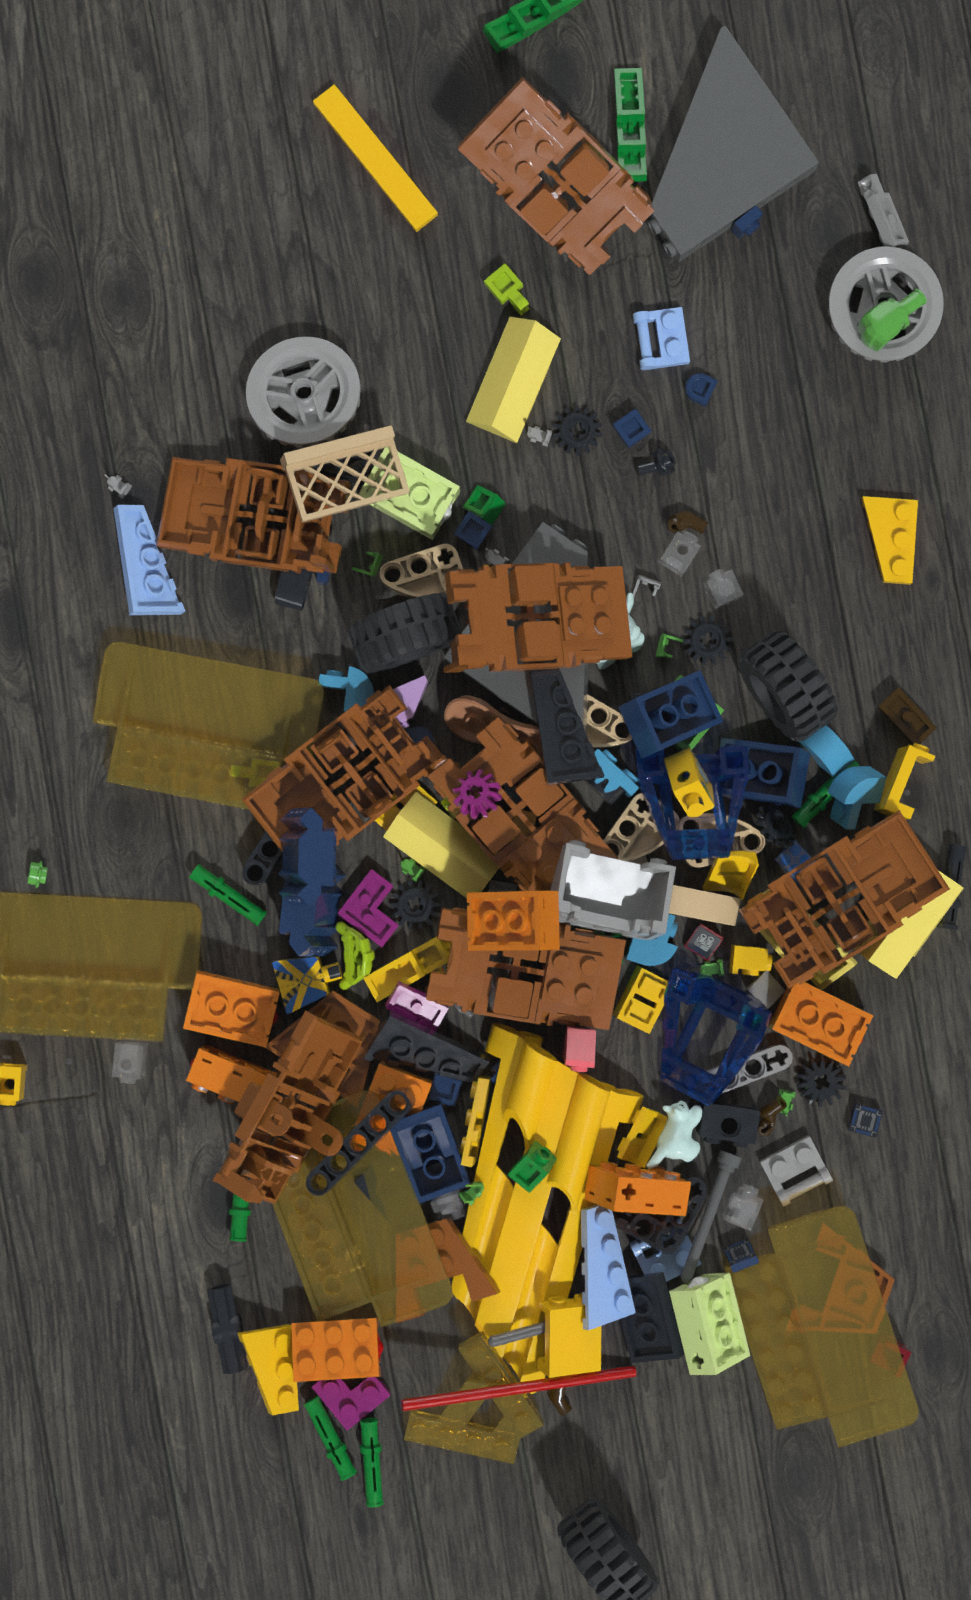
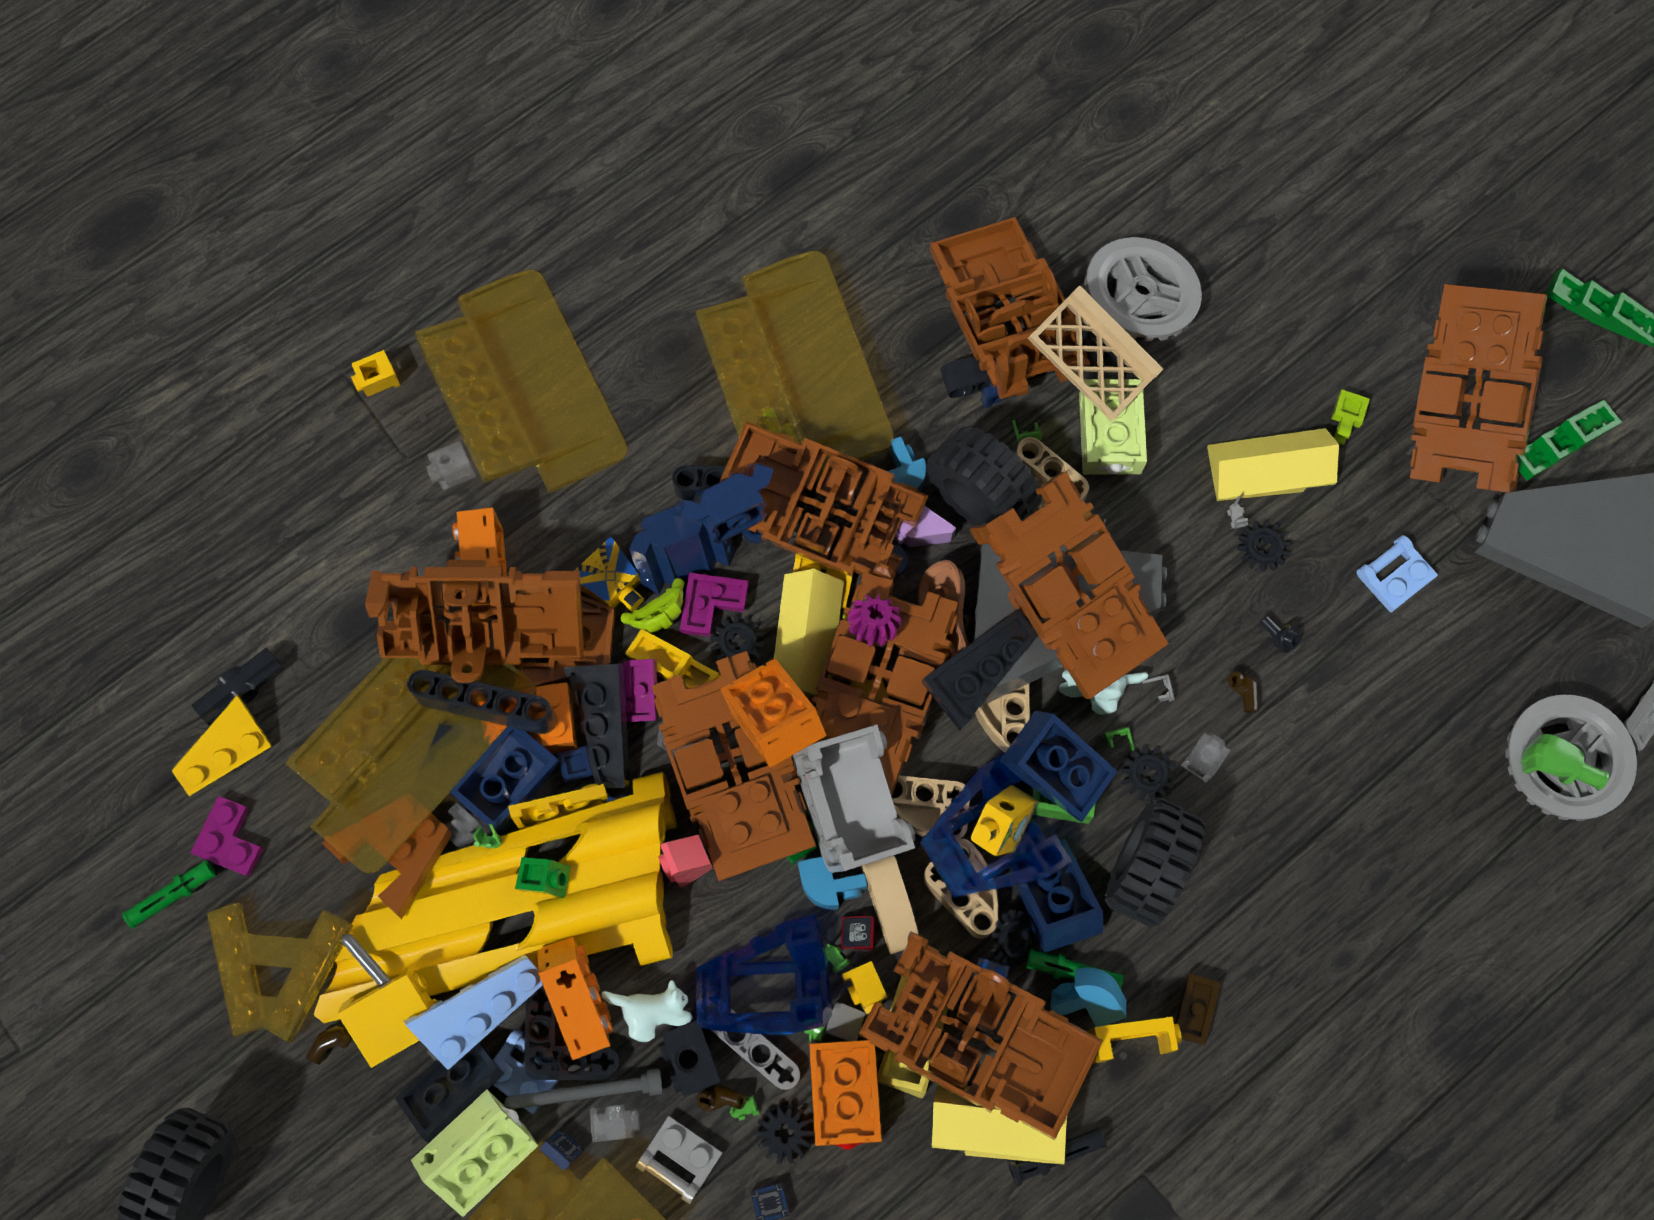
camera: 60 degrees right, 15 degrees down
(36, 874) = (579, 301): bright green plate -> none
(116, 484) = (962, 192): light grey piece -> none
(144, 570) = (903, 246): light blue wing -> none
(218, 888) = (653, 459): green pin -> none
(232, 1008) = (546, 523): orange piece -> none
(239, 1219) = (355, 639): green pin -> none
(335, 1448) = (175, 840): green pin -> none
(336, 1349) = (265, 795): orange piece -> none
(375, 158) = (1383, 247): yellow tile -> none
(409, 867) = (770, 617): bright green piece -> none
(472, 530) = (1113, 502): dark blue plate -> none
(484, 504) = (1143, 502): green slope -> none
(517, 1388) = (313, 993): red piece -> none
(615, 781) = (960, 747): dark azure piece -> none
(631, 428) = (1298, 591): dark blue plate -> none
(636, 1012) = (750, 905): yellow piece -> none
(639, 1149) = (615, 979): yellow piece -> none
(673, 560) = (1206, 706): clear brick -> none
(699, 388) = (1376, 634): dark blue tile -> none
(732, 873) = (933, 927): yellow piece -> none
(747, 223) = (1554, 590): dark blue plate -> none
(828, 751) = (1116, 944): dark azure brick -> none
(893, 535) = (1362, 894): yellow wing -> none

